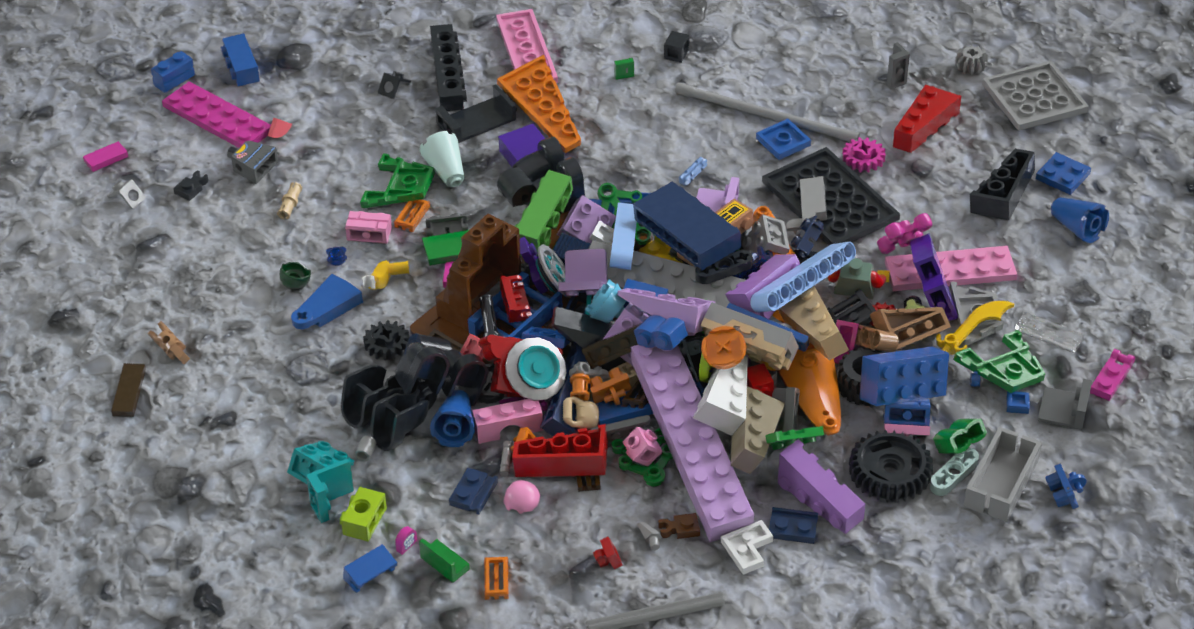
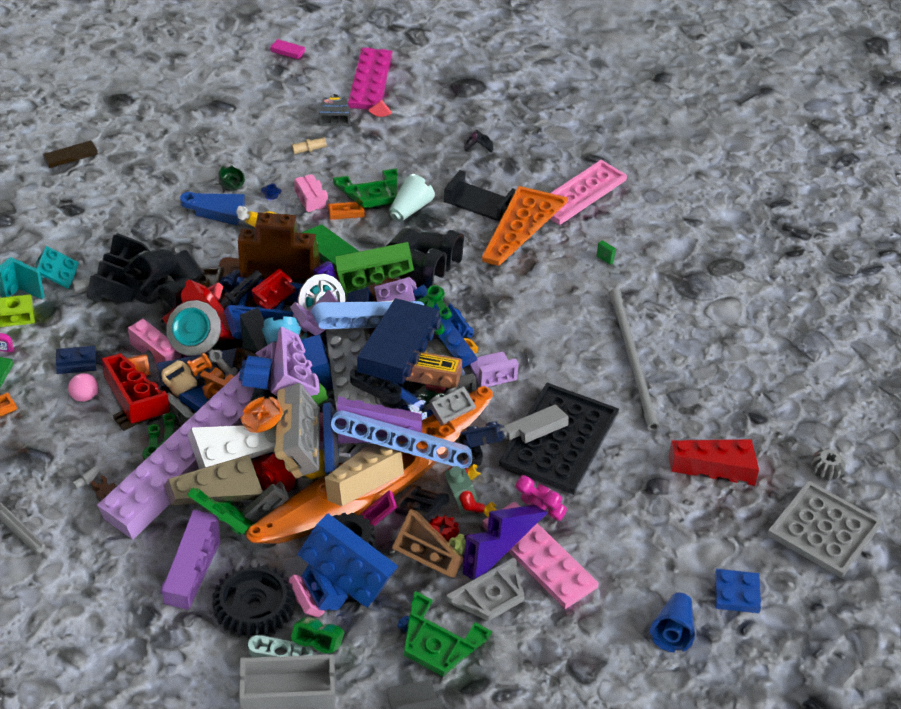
camera: 55 degrees right, 0 degrees up
(123, 189) = (257, 66): light grey bracket -> none
(169, 343) = (124, 151): medium nougat hinge -> none
(172, 71) = (392, 38): blue brick -> none
(189, 188) = (288, 97): black plate -> none
(240, 60) = (434, 62): blue brick -> none
(386, 340) = (199, 247): black gear -> none
(448, 67) = (517, 160): black brick -> none
(453, 420) = (132, 310): blue cone -> none
(455, 222) = (341, 226): dark grey hinge -> none
(458, 330) = (229, 281): none -> dark blue cone
(519, 143) = (474, 234): dark purple brick -> none
(607, 554) = (48, 460): red tile -> none
(642, 446) = (164, 427): bright pink brick -> none
(676, 46) = (661, 271): black brick -> none
(692, 171) = (522, 340): medium blue axle -> none
(743, 543) = (105, 536): white plate -> none
(783, 139) = (607, 379): blue plate -> none
(793, 525) = (149, 563): dark blue plate -> none
(864, 155) = (632, 437): dark pink gear -> none
(876, 339) = (388, 525): medium nougat beam -> none
(898, 67) = (759, 413): dark grey panel -> none
(987, 311) = (487, 595): yellow sword -> none
(1004, 188) = (673, 549): black wedge -> none
(1017, 402) = (400, 667): blue tile -> none

